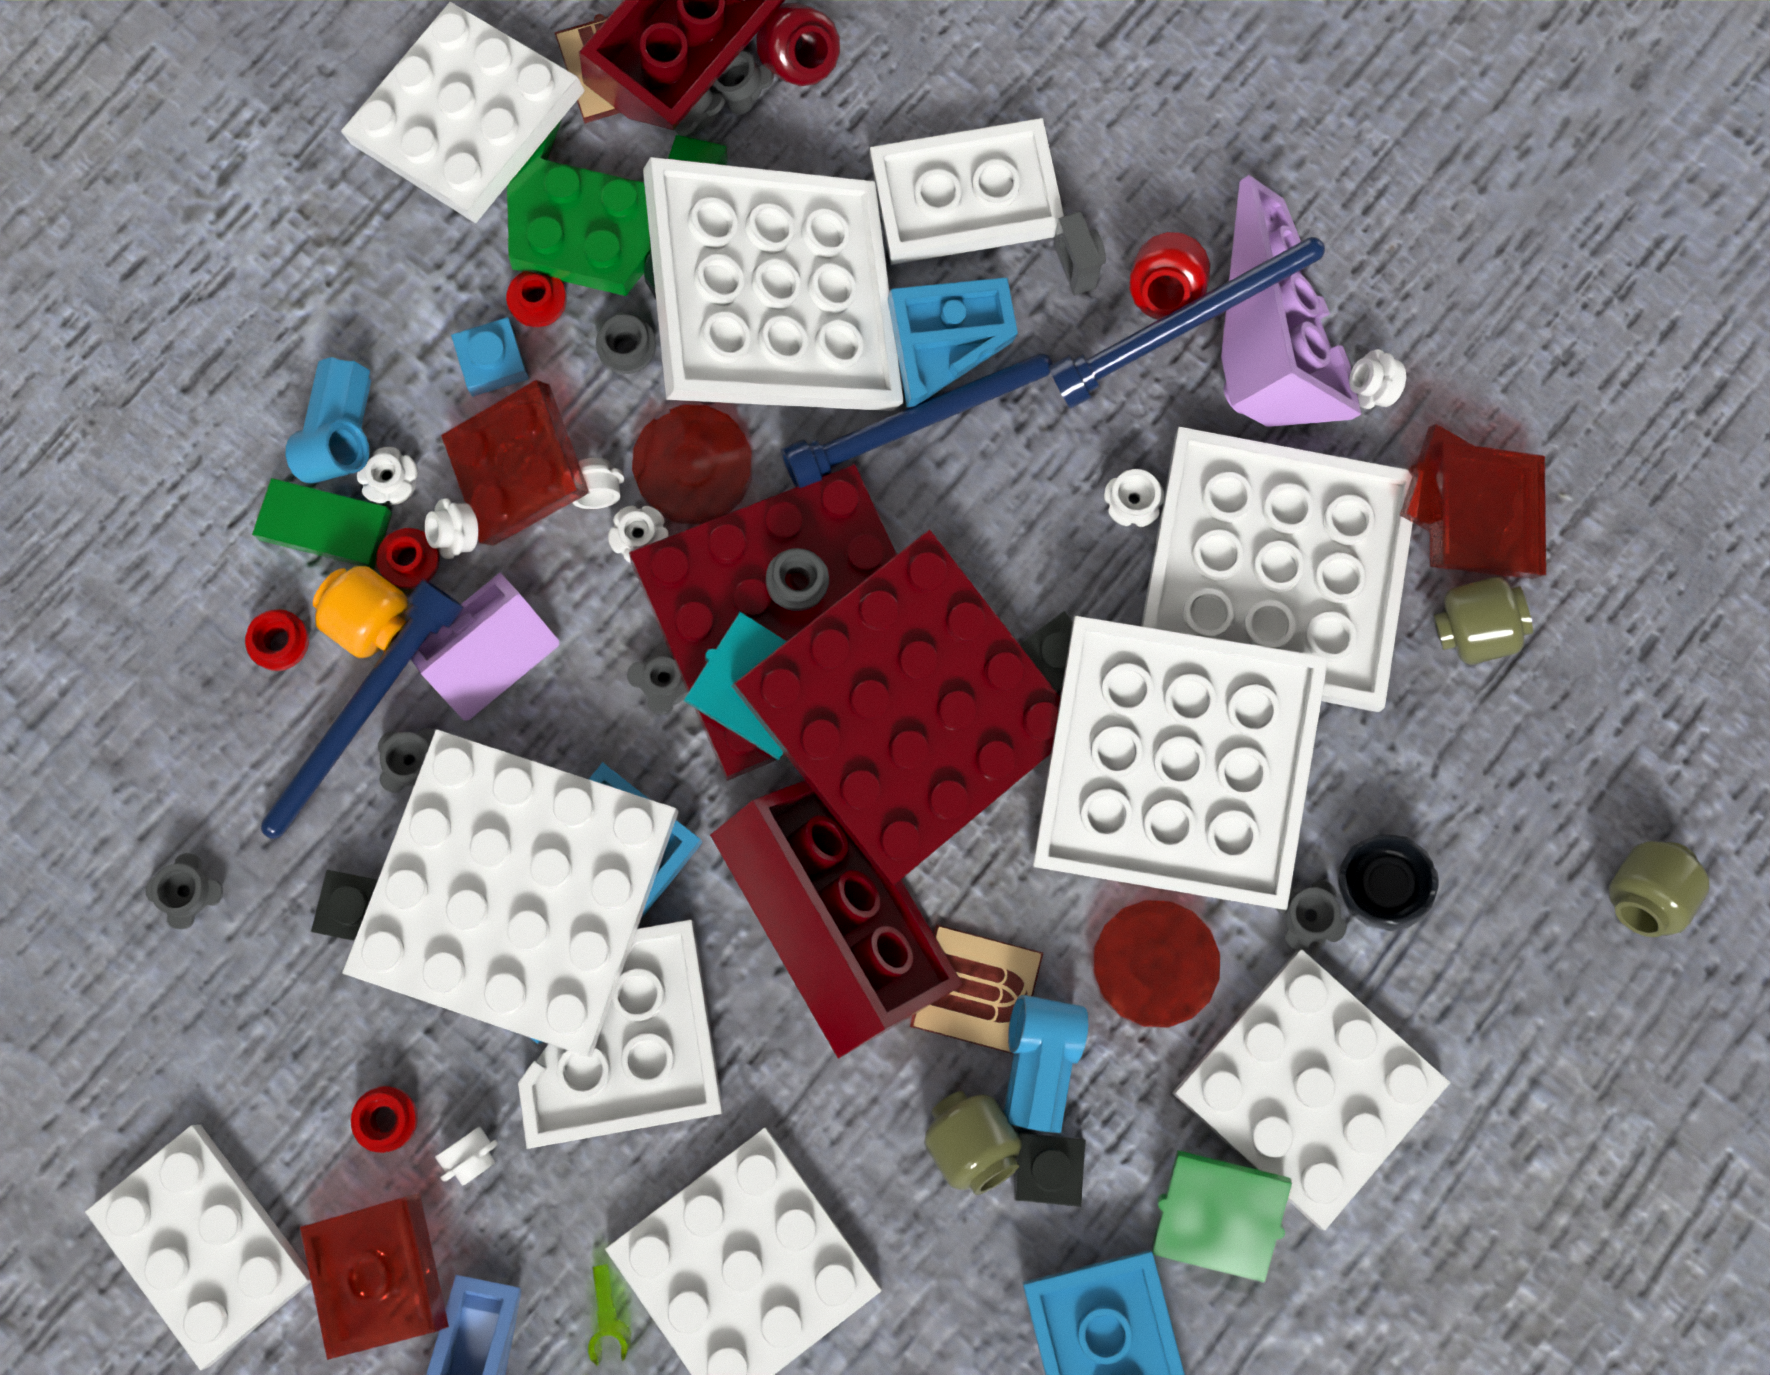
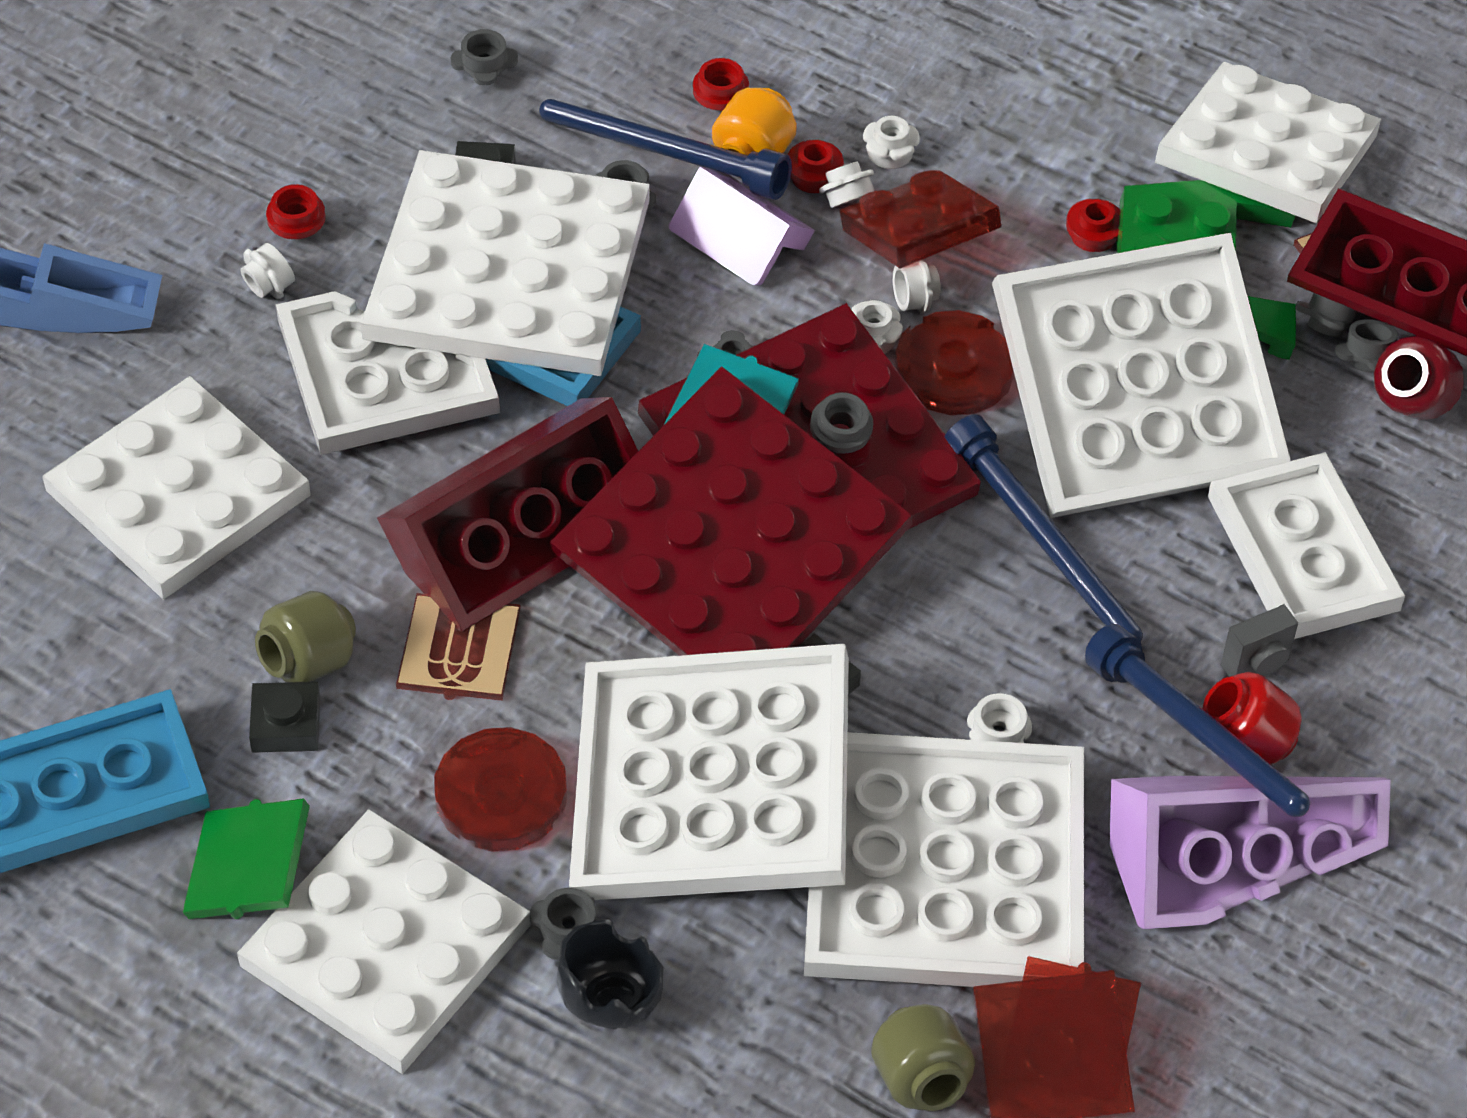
camera: 80 degrees right, 25 degrees down
(199, 1246) = (179, 113): white plate -> none
(322, 523) = (837, 101): green tile -> none
(332, 431) = (936, 89): dark azure piece -> none
(374, 1276) = (158, 217): clear red tile -> none
(490, 357) = (1028, 199): dark azure plate -> none
(607, 1317) = (112, 397): clear neon green hand -> none
(948, 331) = (1140, 540): dark azure wing -> none
(1045, 1044) = (407, 690): dark azure piece -> none
(1377, 379) = (1186, 935): white plate -> none

